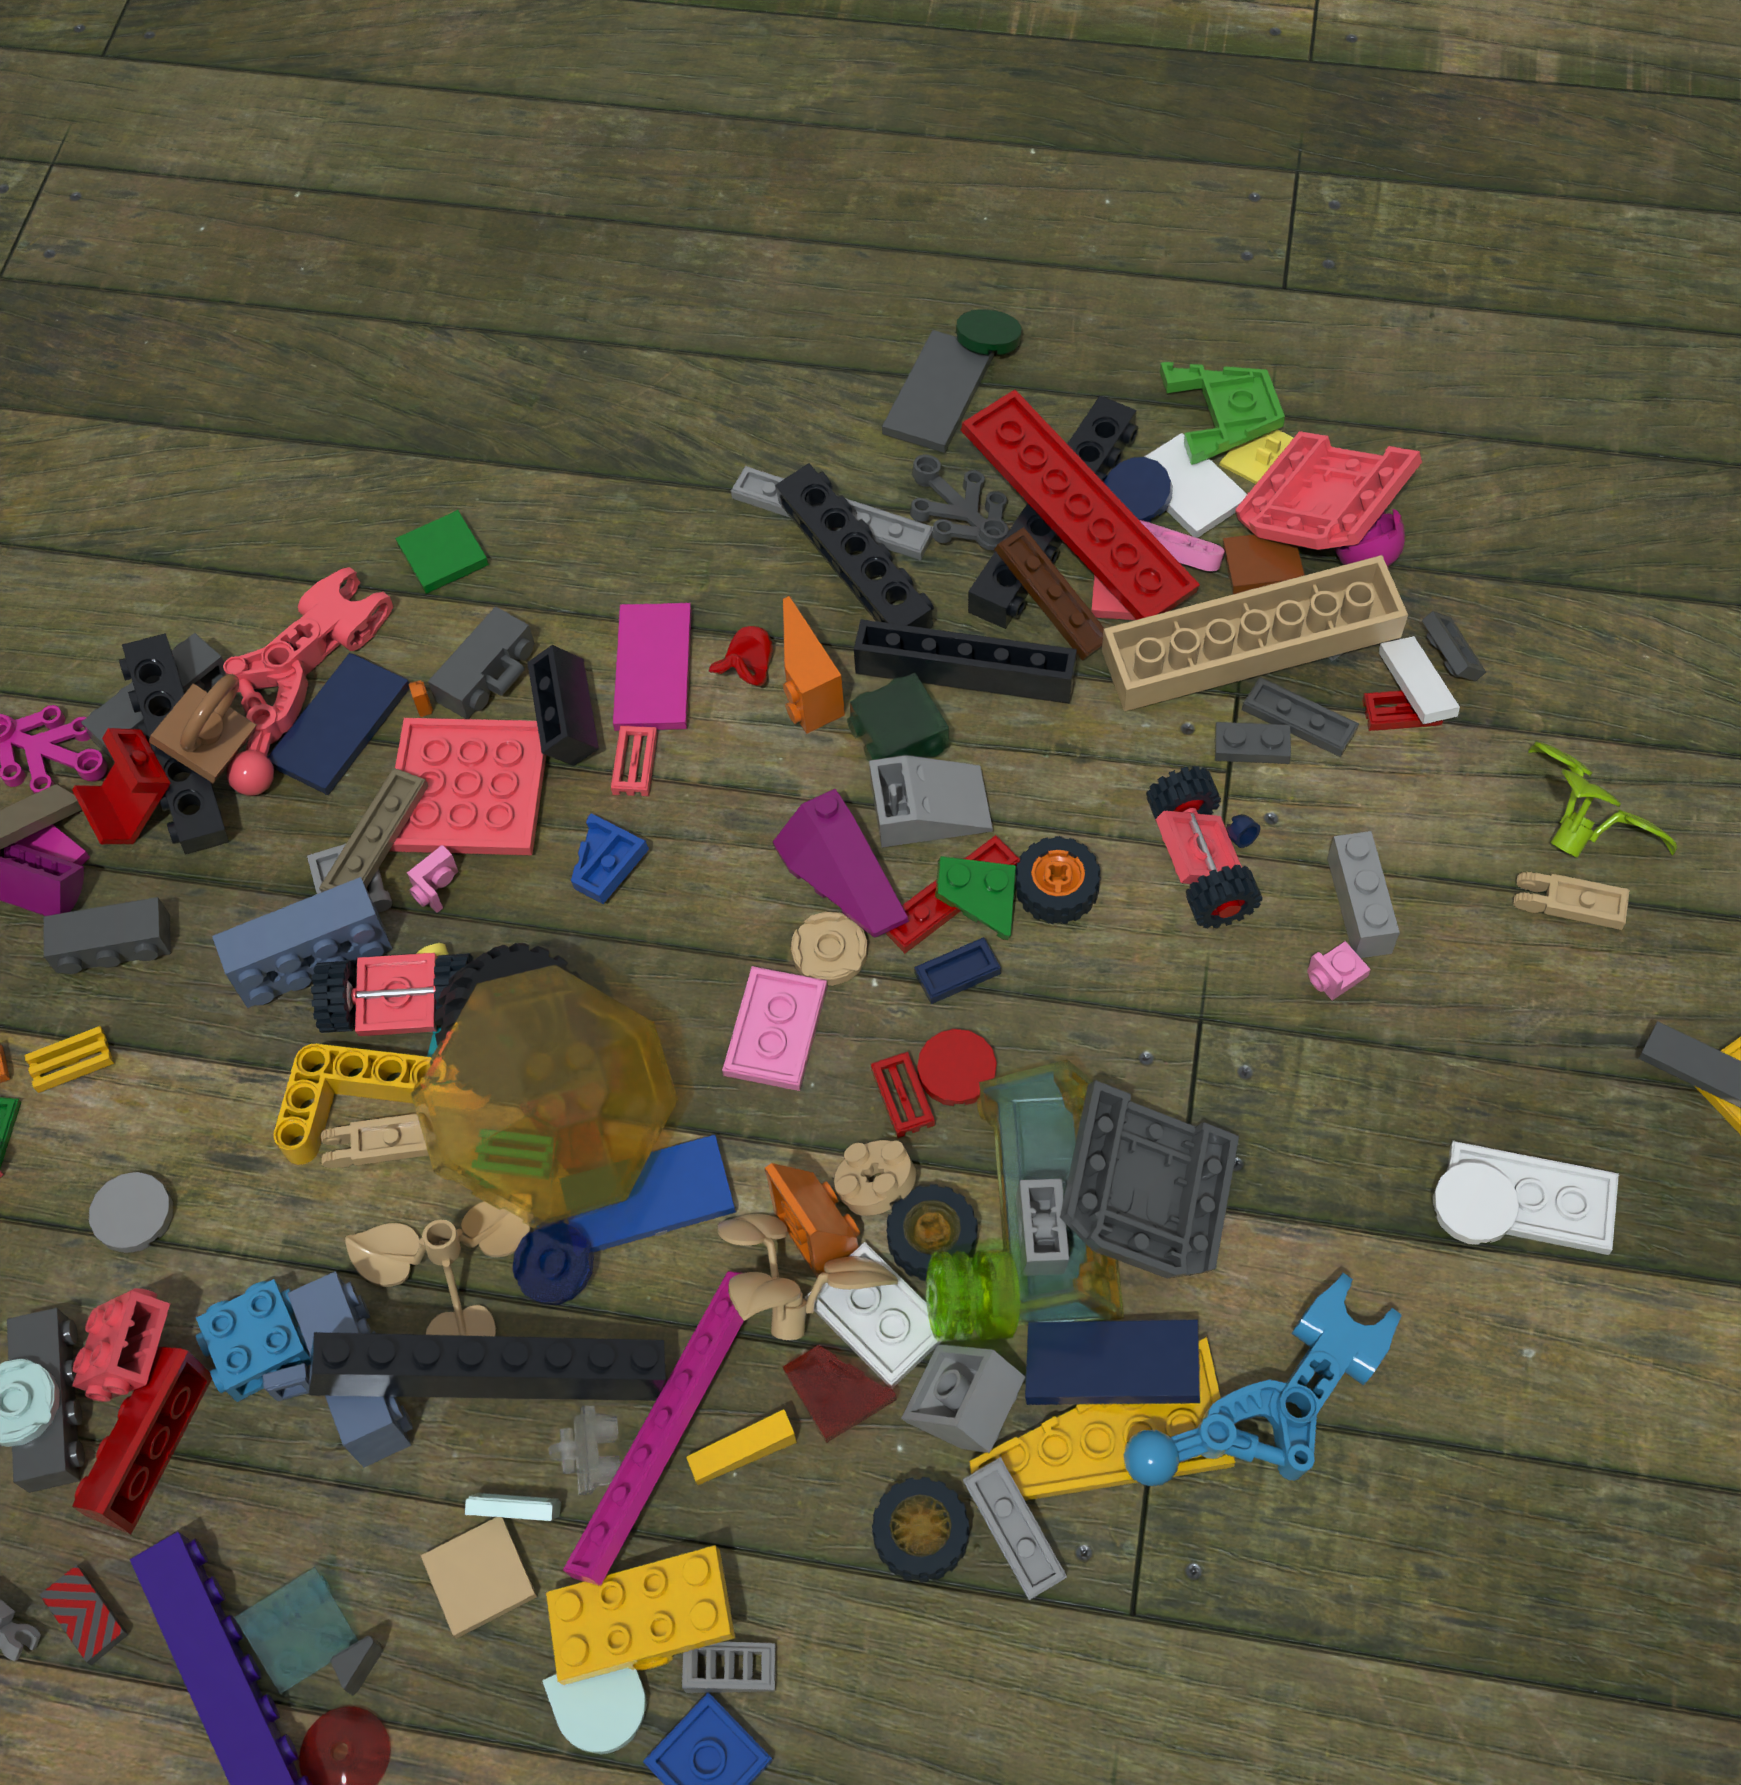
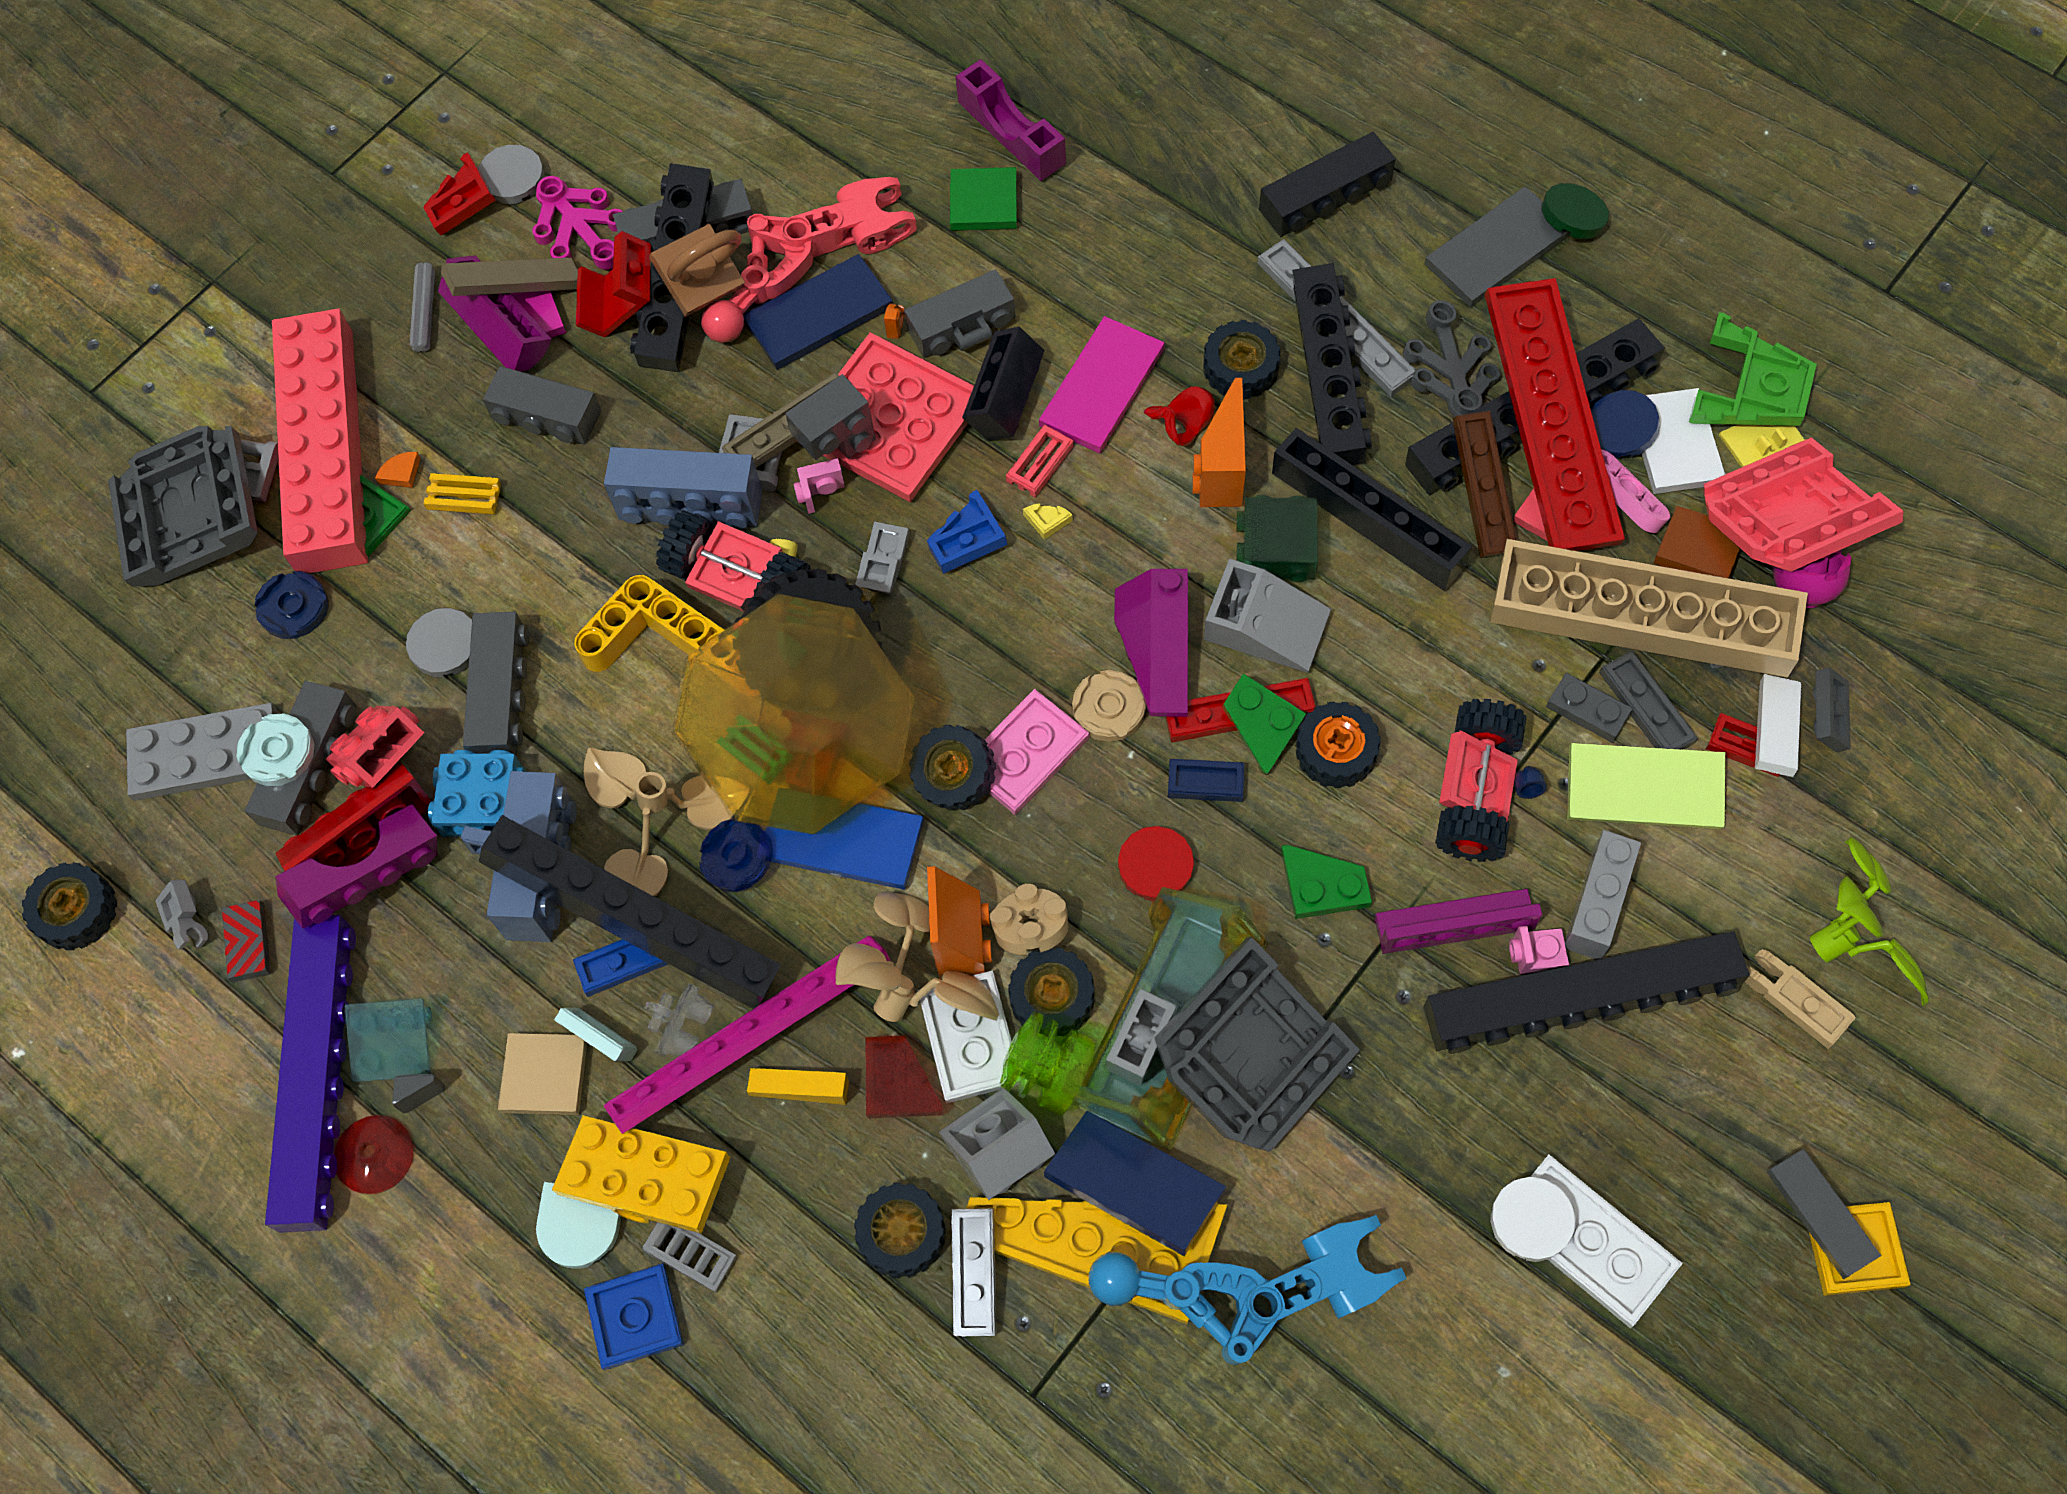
camera: 30 degrees right, 5 degrees up
(142, 1517) = (317, 890): none -> magenta arch
(211, 1223) = (495, 683): none -> dark grey brick
(375, 1141) = (650, 679): tan hinge -> none
(394, 460) = (986, 99): none -> magenta arch
(422, 809) = (833, 419): none -> dark grey brick
(491, 1431) = (613, 966): none -> blue tile
(536, 915) = (883, 558): none -> light grey slope
(671, 809) = (1047, 519): none -> light yellow tile
(719, 1074) = (952, 767): none -> black wheel
(753, 587) = (1242, 352): none -> black wheel
(757, 402) = (1327, 184): none -> black brick
(912, 1124) = (1092, 892): red tile -> none
(1116, 1008) = (1323, 883): none -> green wing
(1251, 981) = (1456, 921): none -> magenta fence
(1341, 784) = (1646, 786): none -> yellowish green tile
(1396, 987) = (1586, 992): none -> black brick

